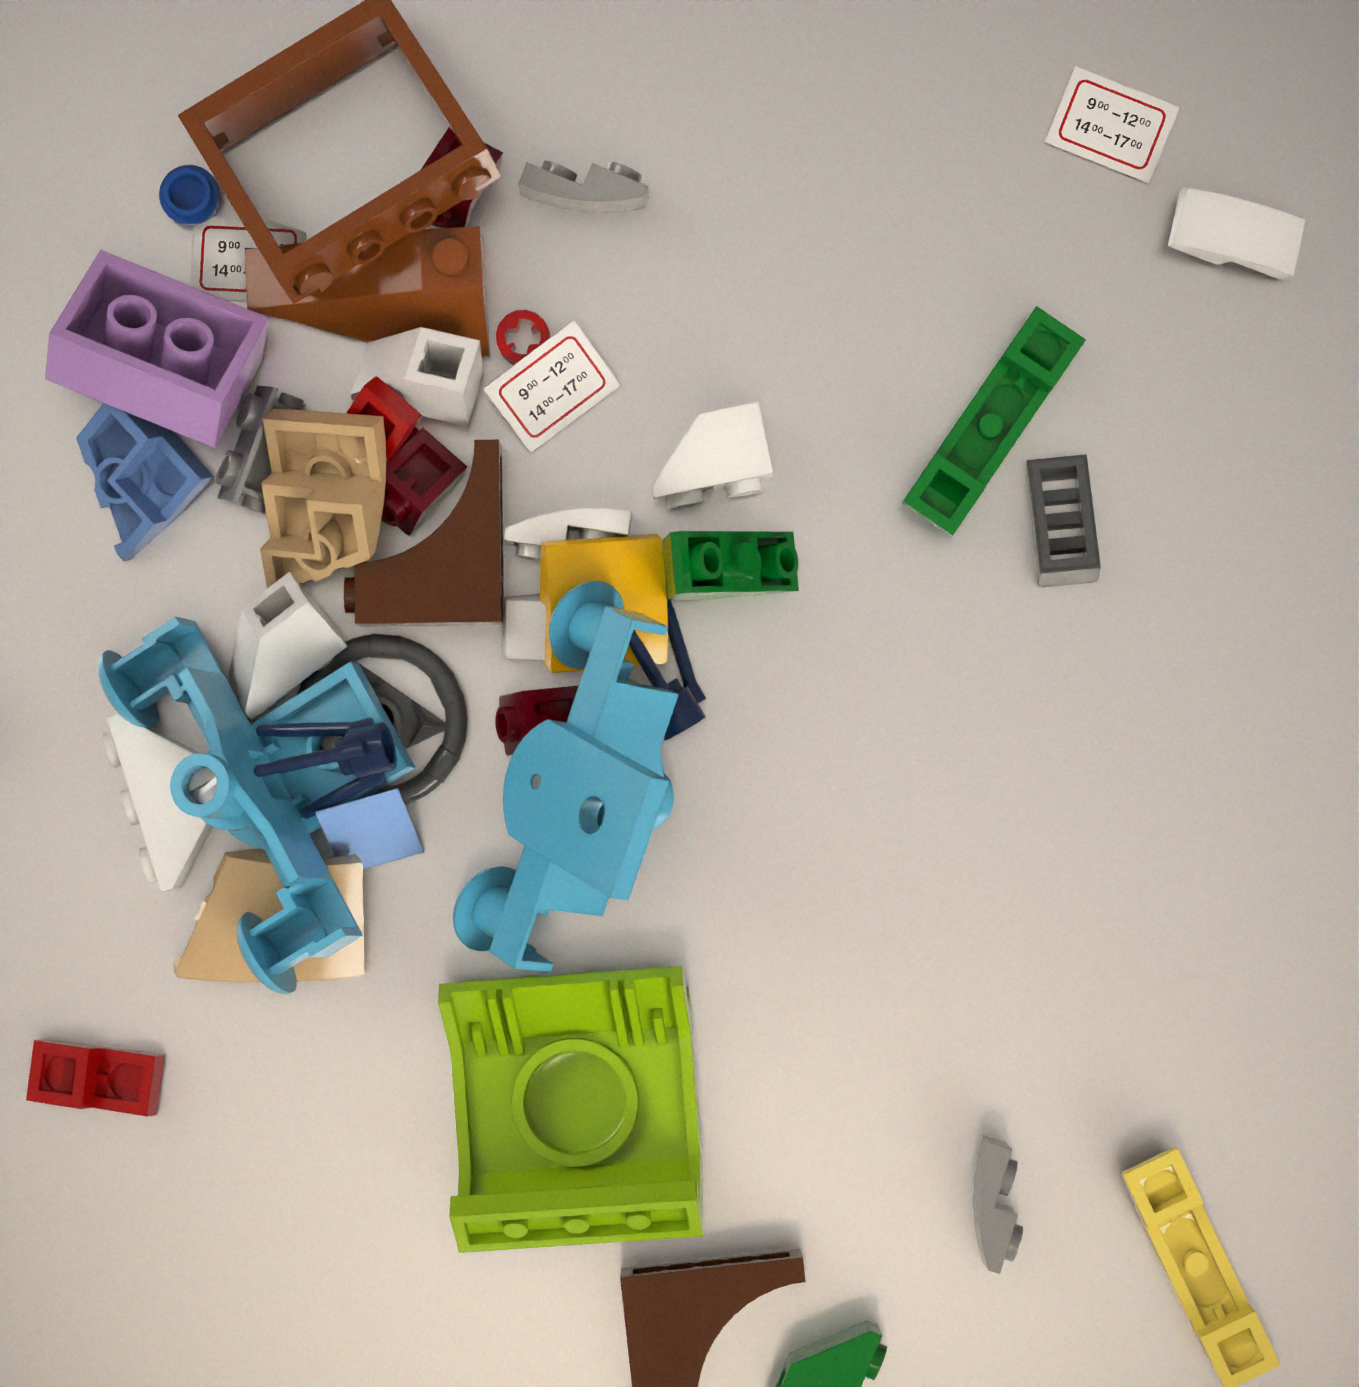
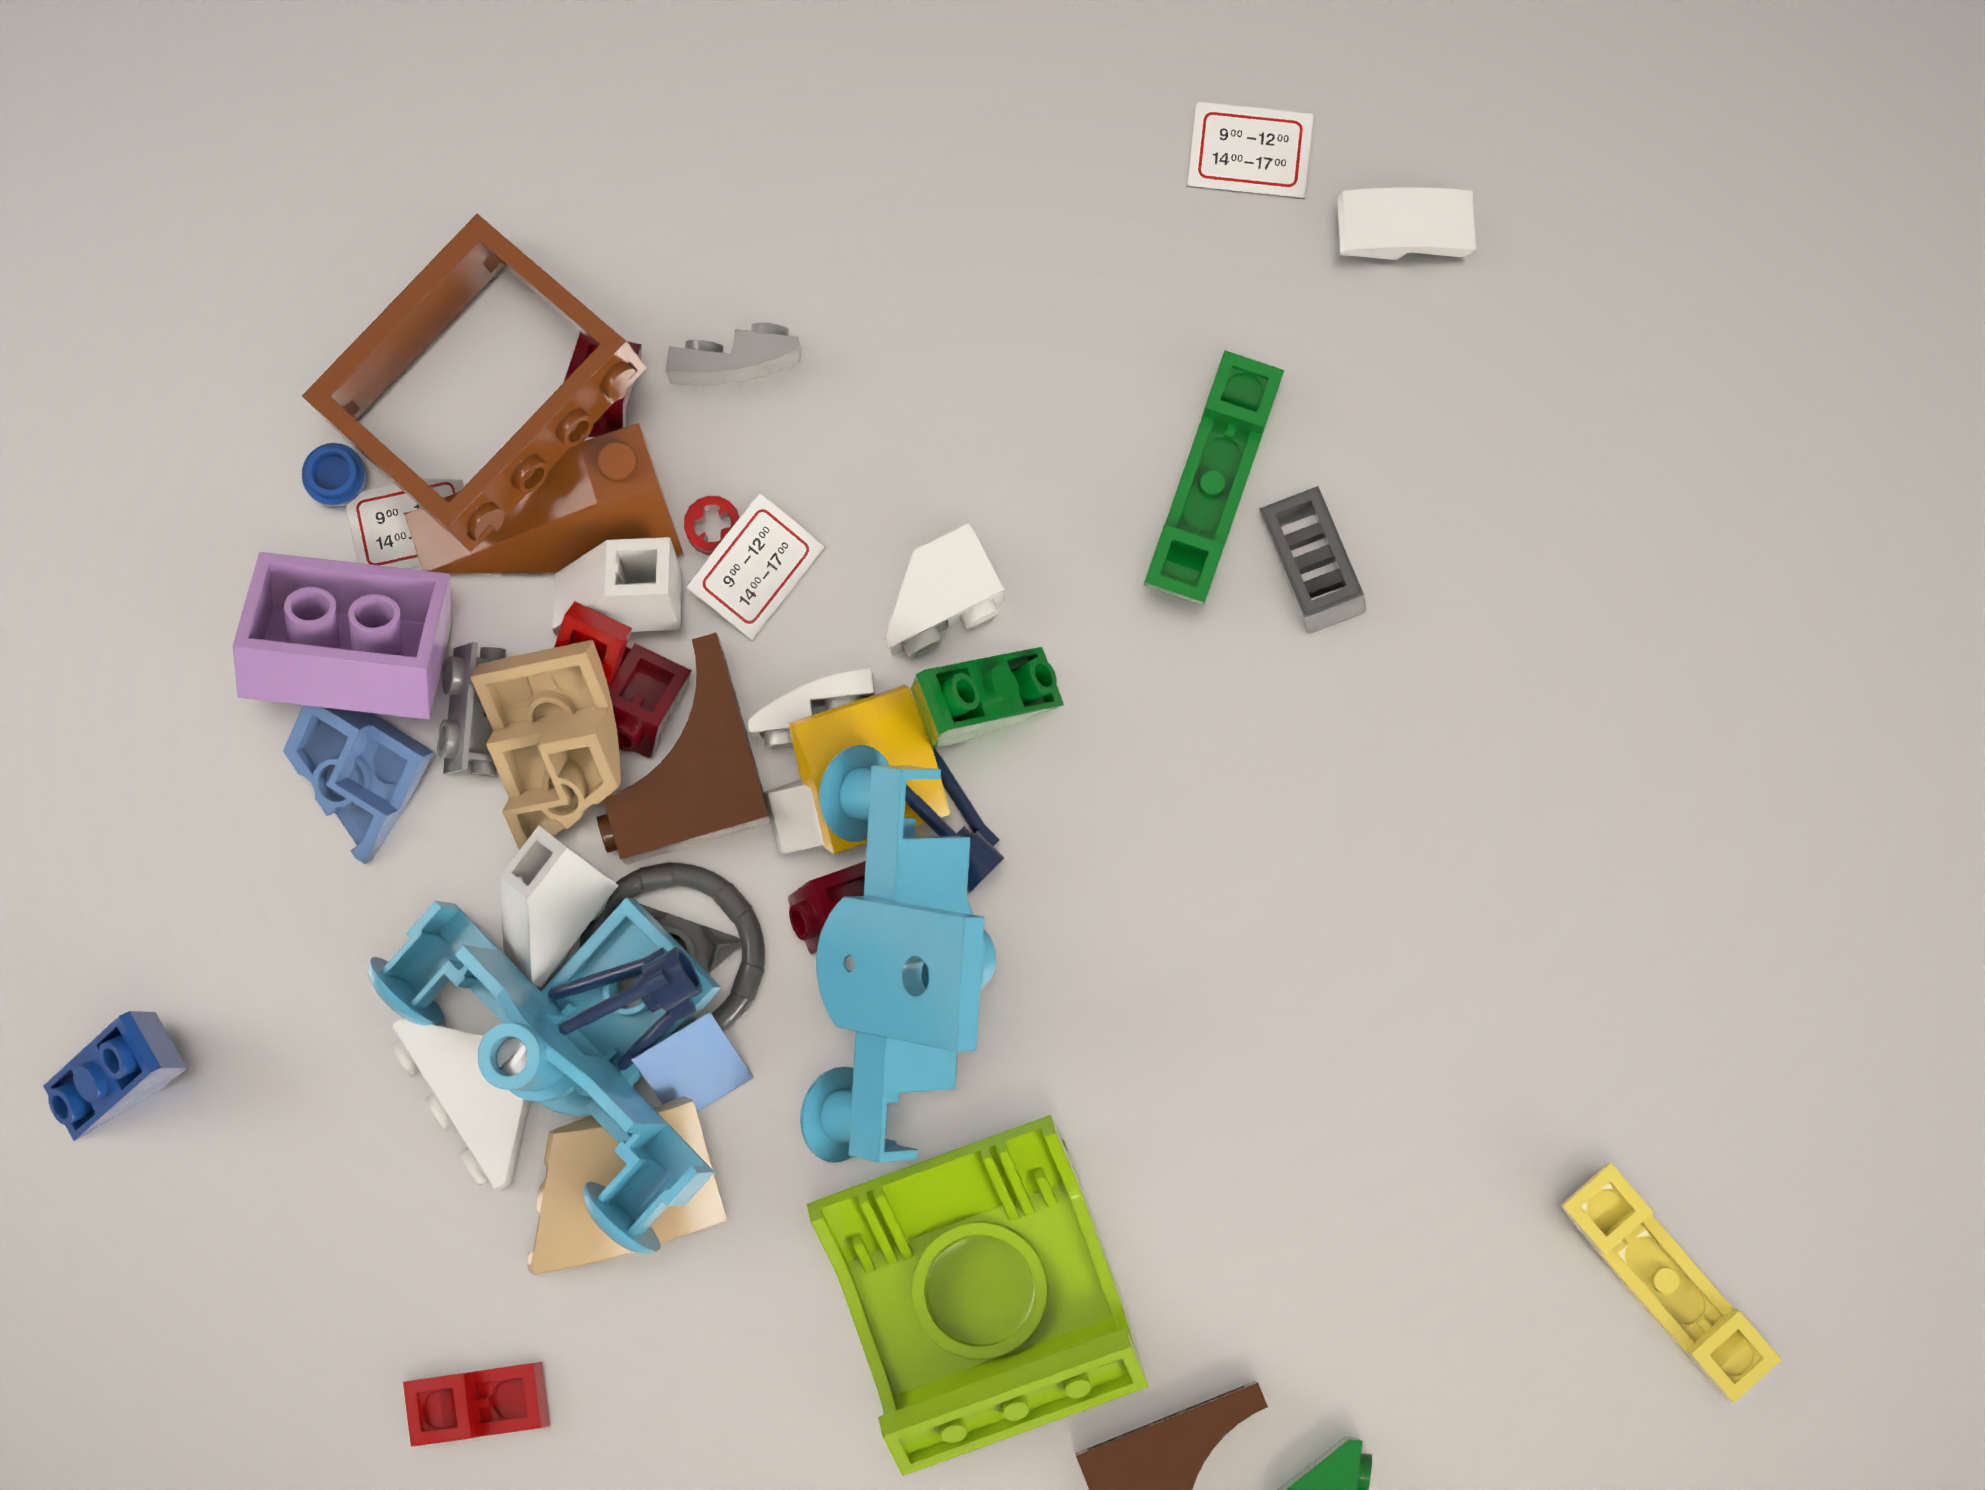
camera: 10 degrees left, 5 degrees down
(994, 1222) = (1446, 1297): light grey slope -> none

